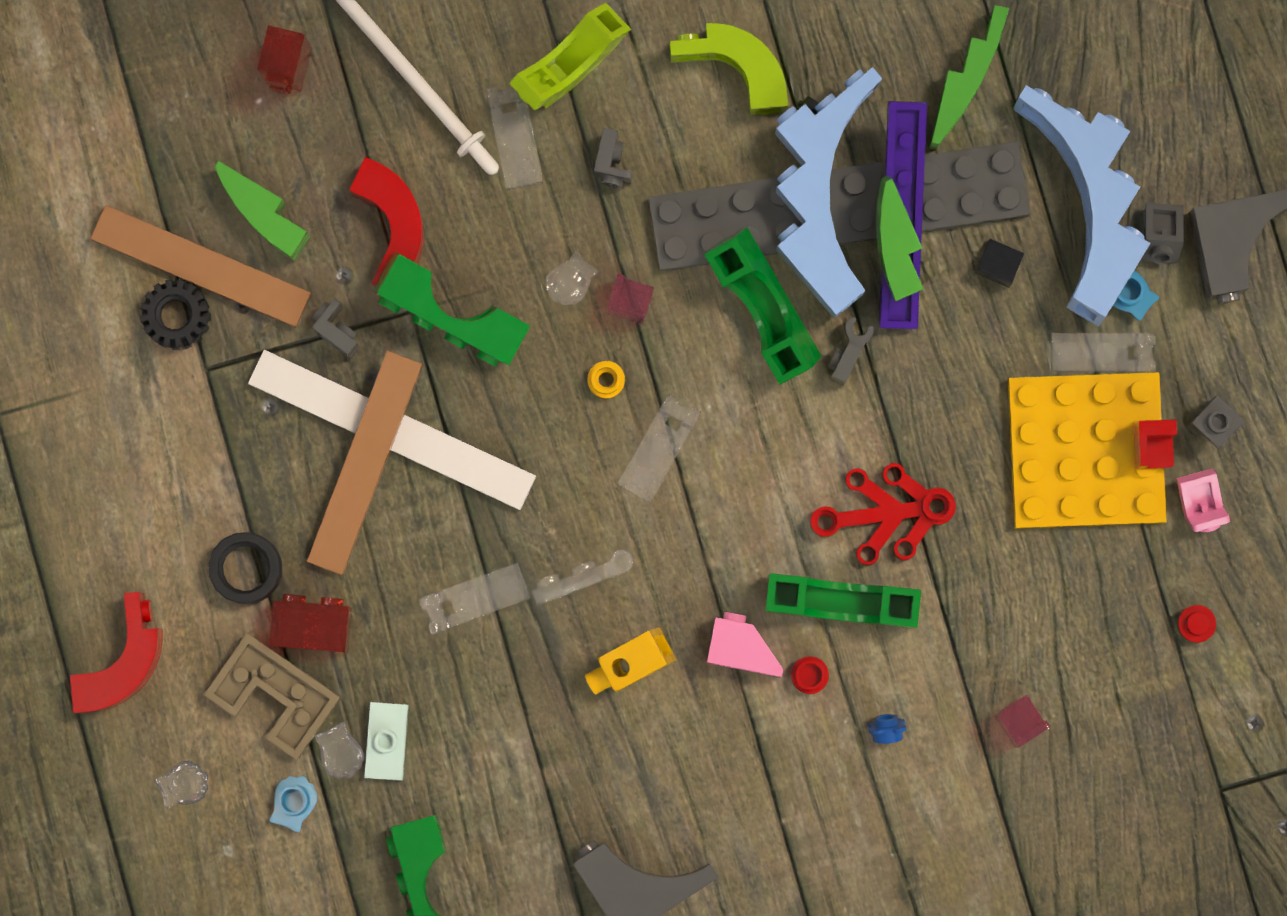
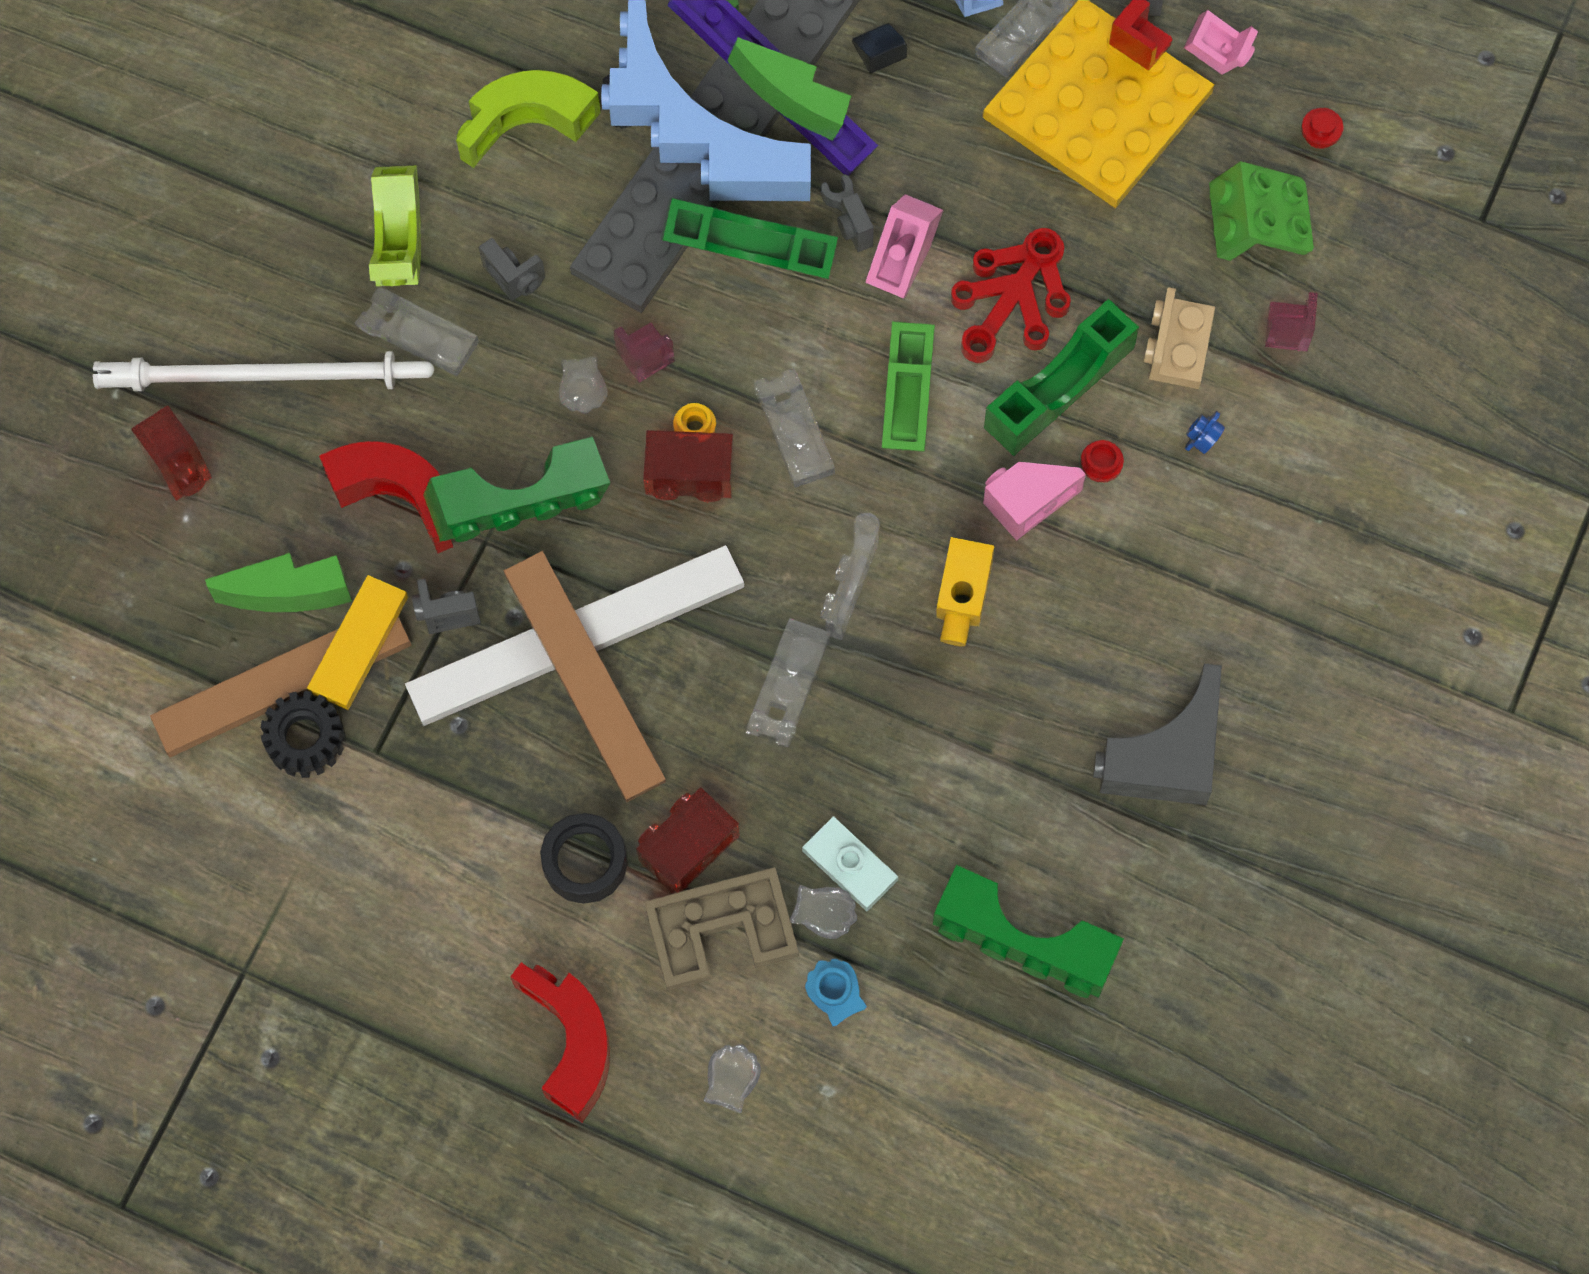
camera: 50 degrees left, 15 degrees down
(263, 296) = (357, 642): none -> yellow tile
(570, 403) = (688, 465): none -> clear red brick
(753, 500) = (908, 386): none -> bright green slope
(856, 410) = (903, 245): none -> bright pink slope
(945, 657) = (1181, 341): none -> tan bracket
(1091, 634) = (1259, 208): none -> bright green bracket

